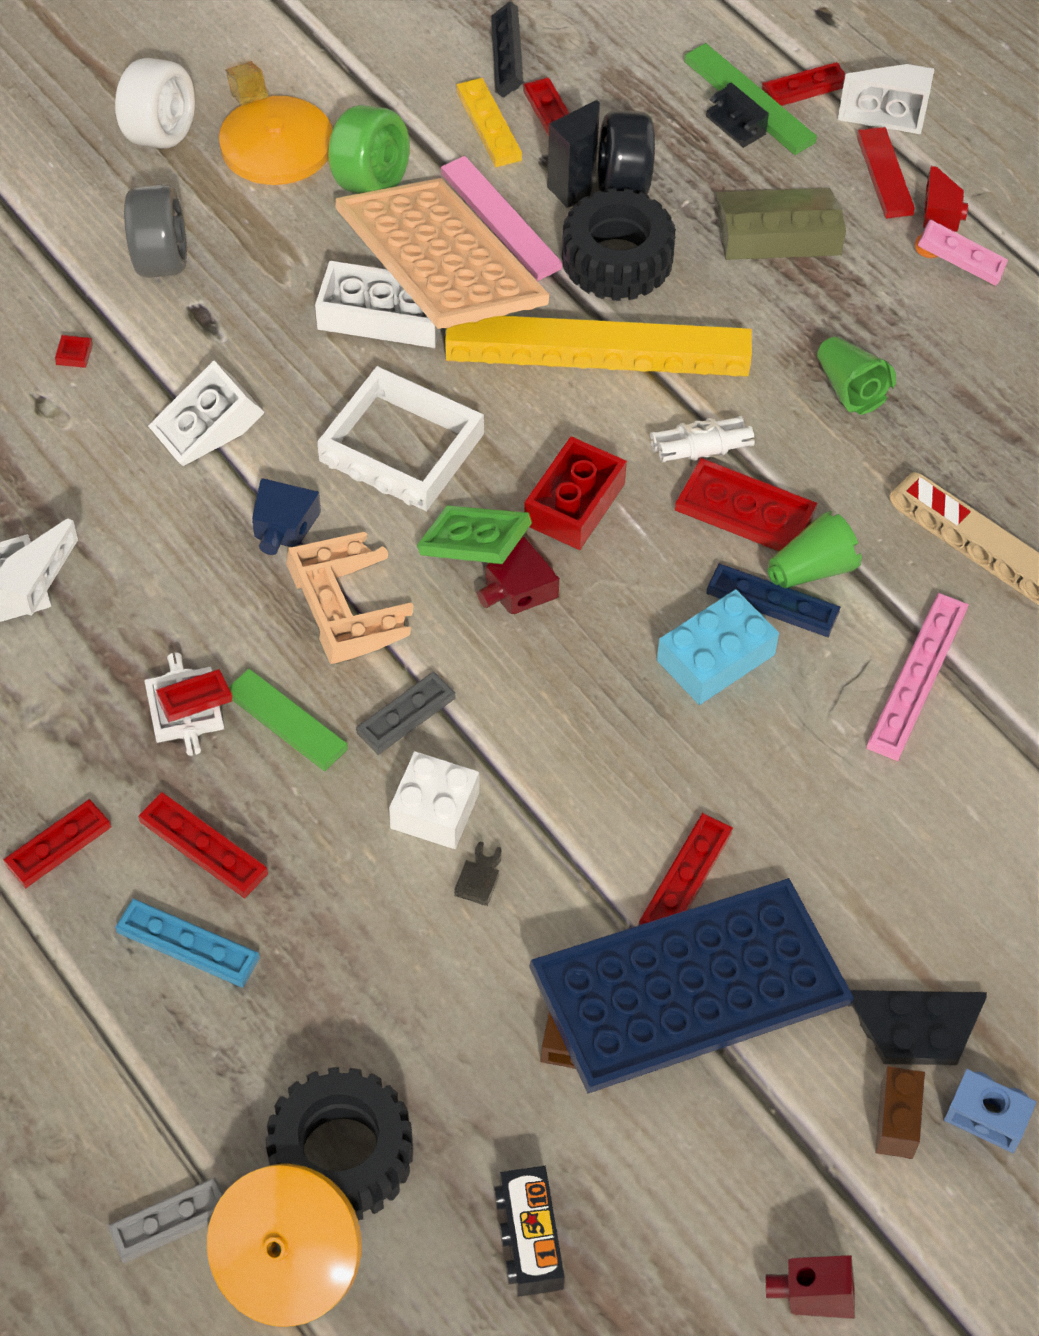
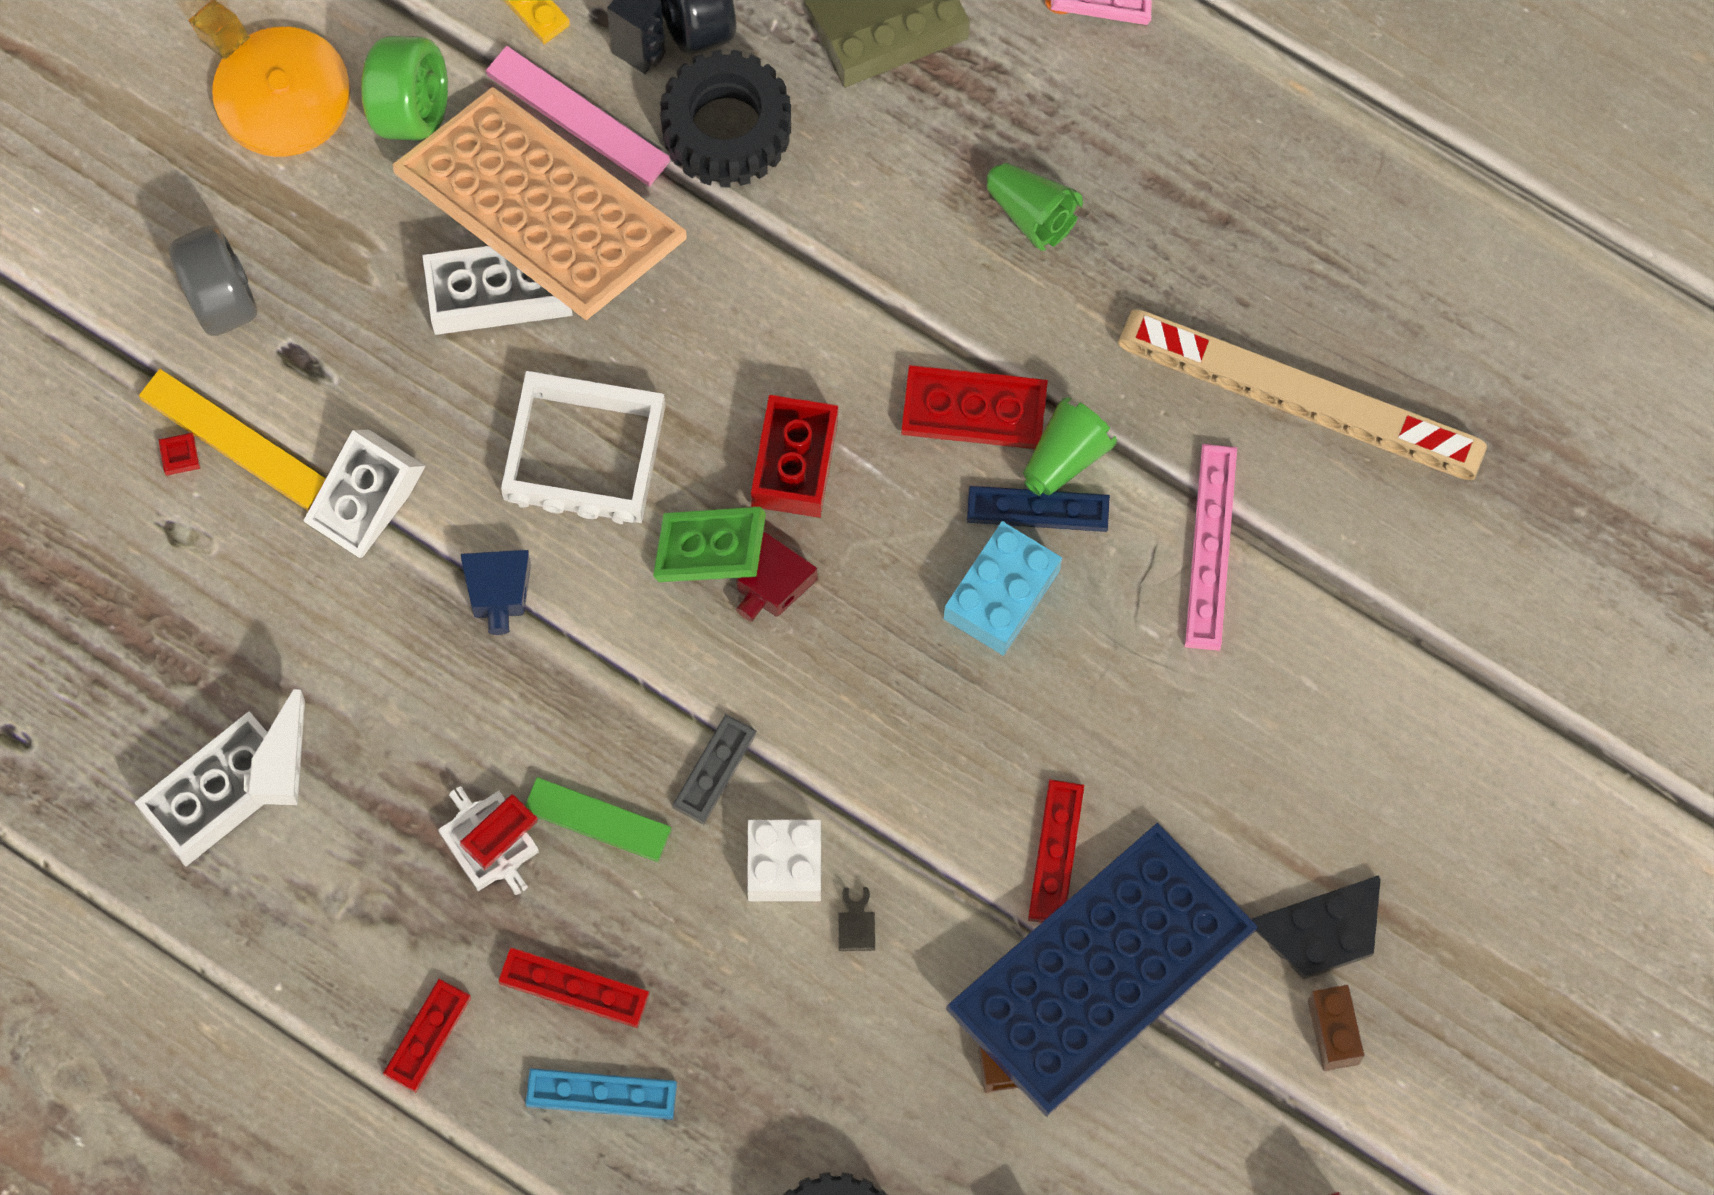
camera: 20 degrees left, 15 degrees up
(120, 351) = (233, 439): none -> yellow tile
(155, 103) = (133, 102): white wheel -> none
(342, 634) = (614, 703): light nougat wedge -> none
(602, 345) = (769, 252): yellow brick -> none
(702, 439) = (902, 342): white pin -> none
(1000, 1128) = (1397, 1003): medium blue brick -> none

